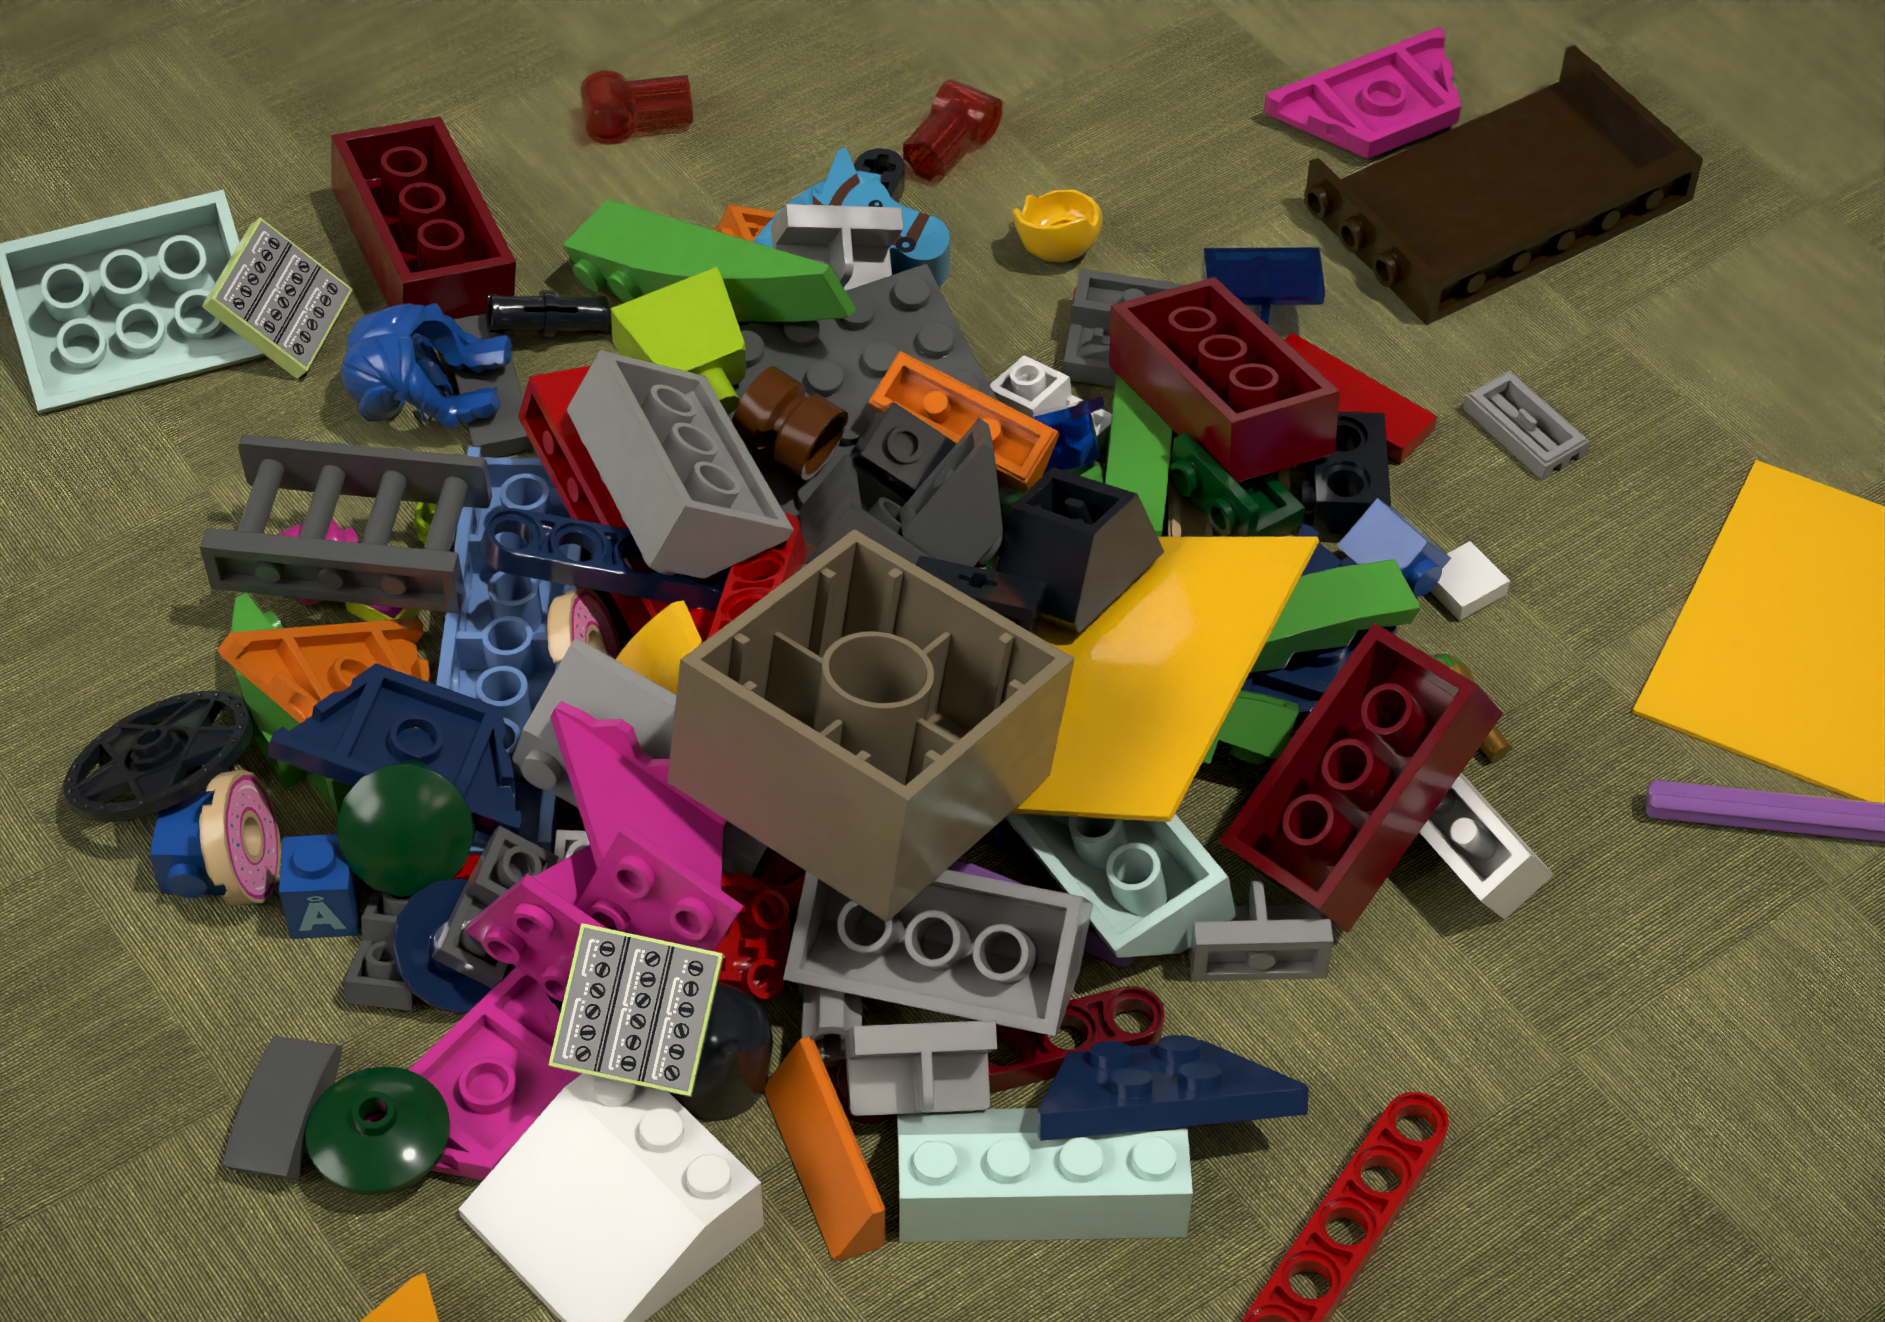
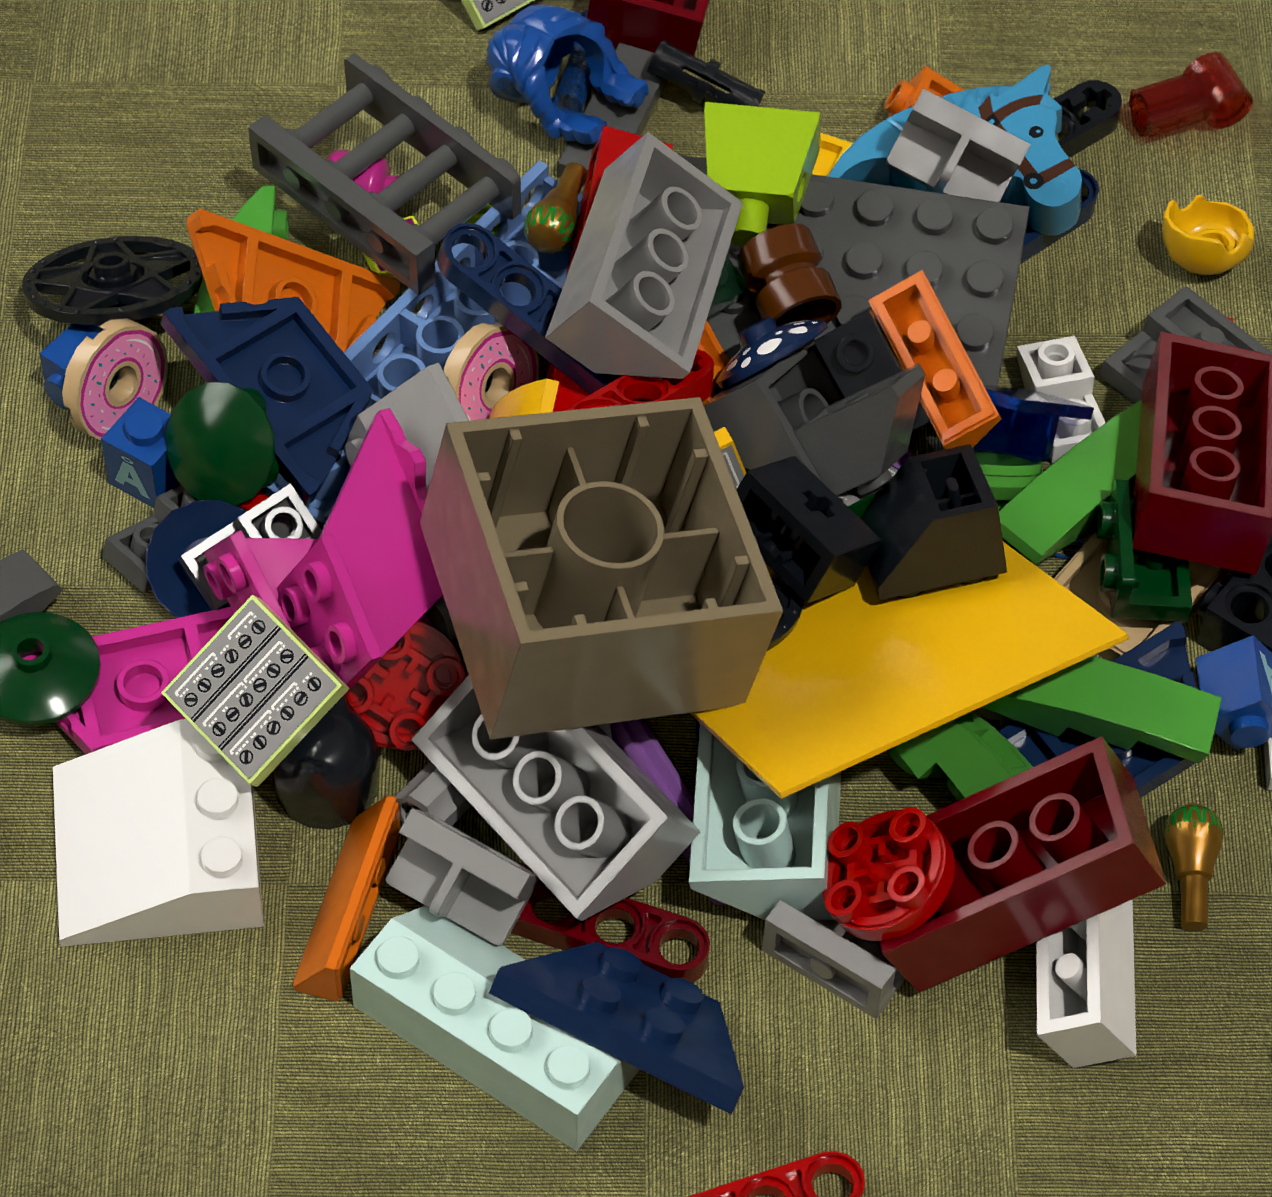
camera: 35 degrees right, 5 degrees up
(532, 481) = (553, 220): none -> pearl gold piece
(642, 251) = (813, 73): bright green slope -> none
(824, 482) = (765, 345): none -> dark blue dish
(1274, 842) = (887, 874): none -> red tile

